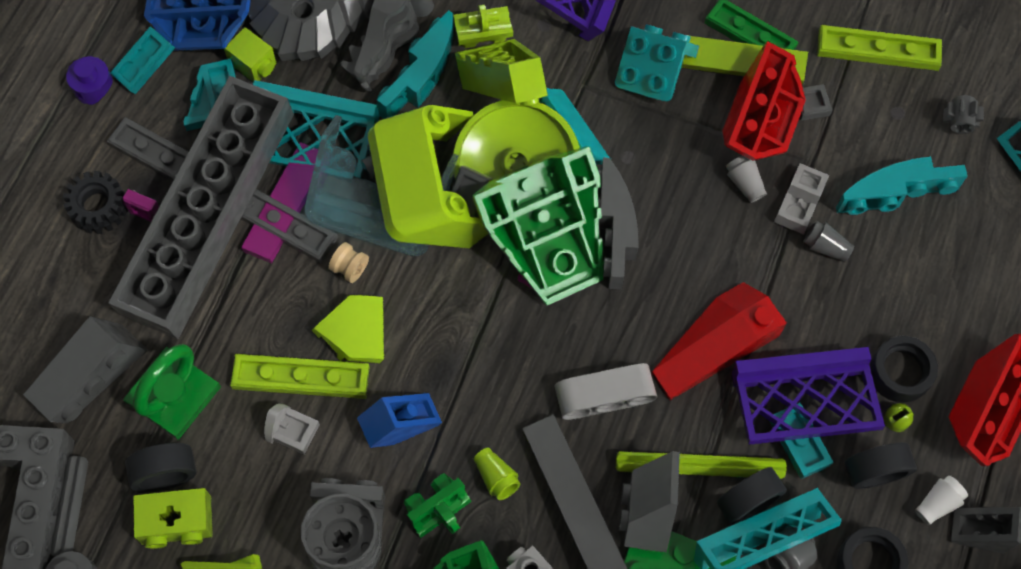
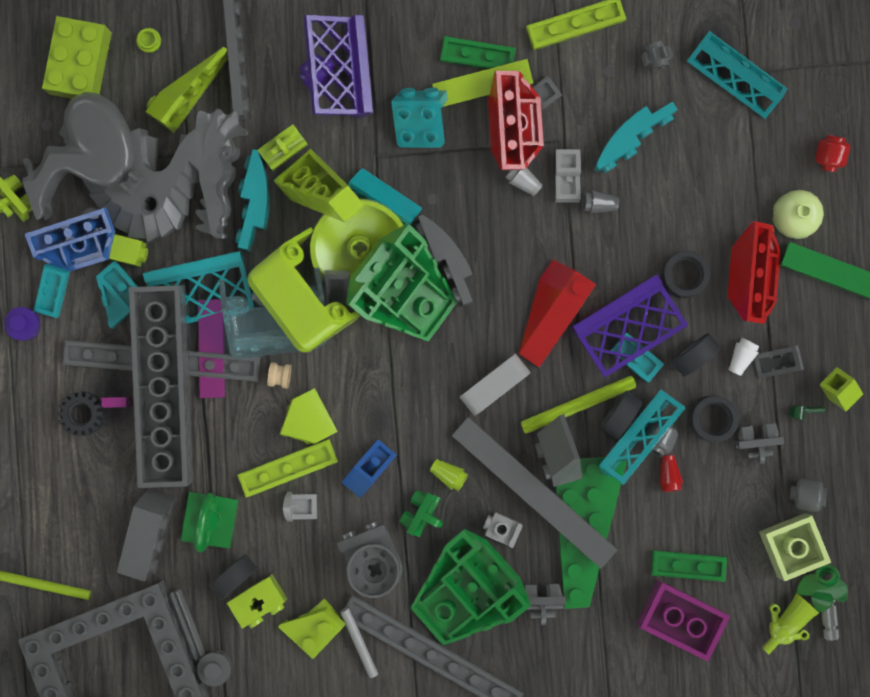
camera: 20 degrees left, 20 degrees up
(901, 424) = (690, 305): lime hinge -> none

